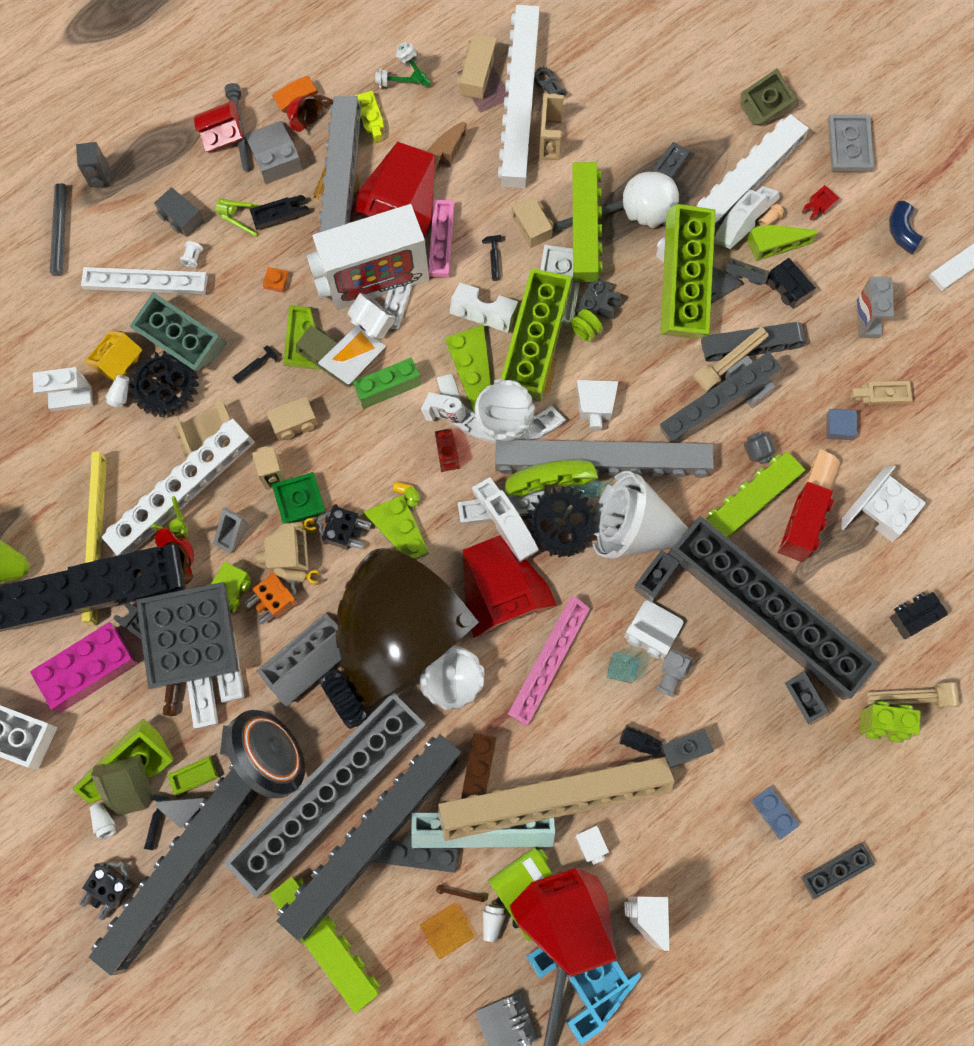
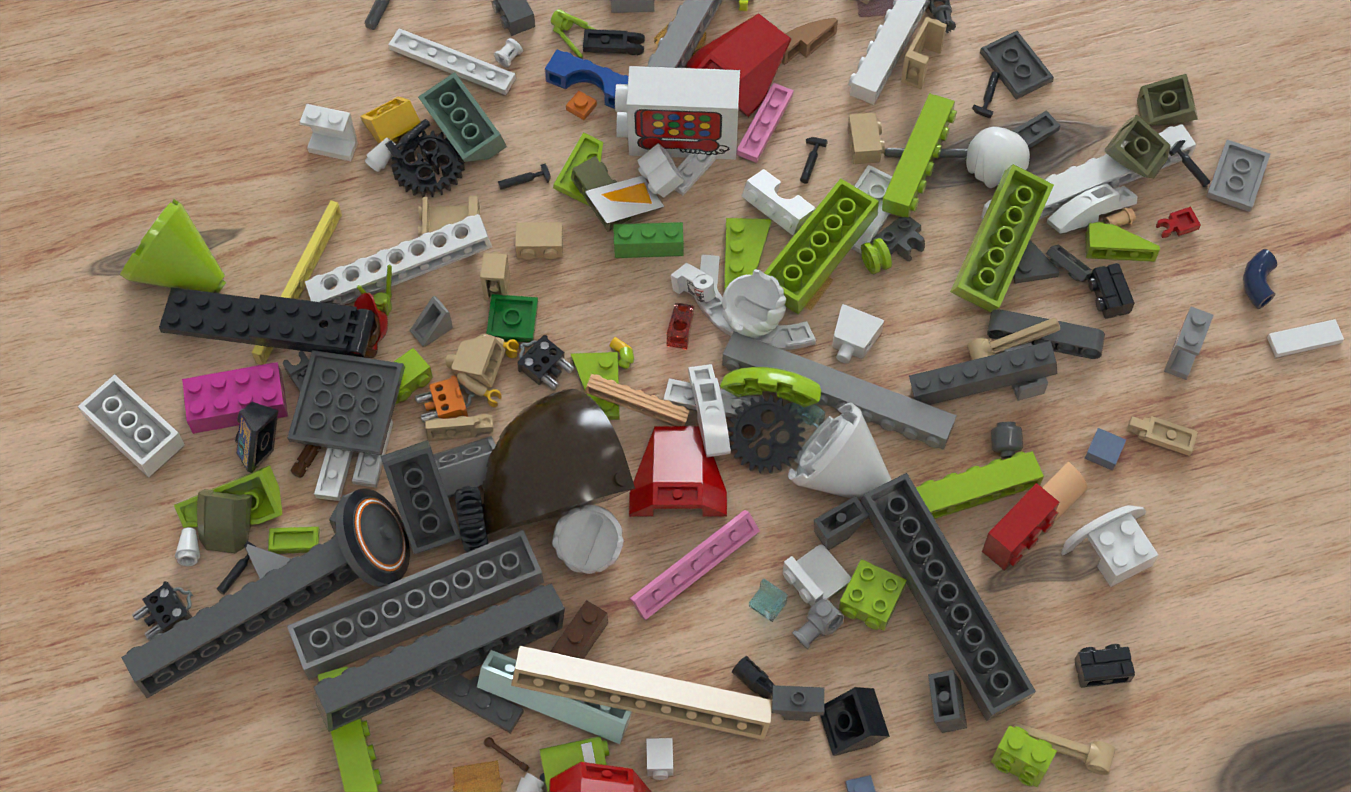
camera: 20 degrees right, 10 degrees down
(118, 697) = (255, 434): none -> black slope
(136, 368) = (407, 138): none -> black piece
(249, 252) = (567, 70): none -> blue arch
(291, 699) = (420, 497): none -> dark grey brick
(295, 616) = (458, 427): none -> tan hinge
(438, 533) = (637, 400): none -> light nougat piece
(618, 146) = (988, 96): none -> black piece
(630, 109) = (1017, 64): none -> dark grey tile
(708, 630) = (872, 595): none -> lime brick
(738, 746) = (854, 721): none -> black slope
(766, 149) = (1139, 148): none -> olive slope
(809, 147) = (1189, 163): none -> black piece

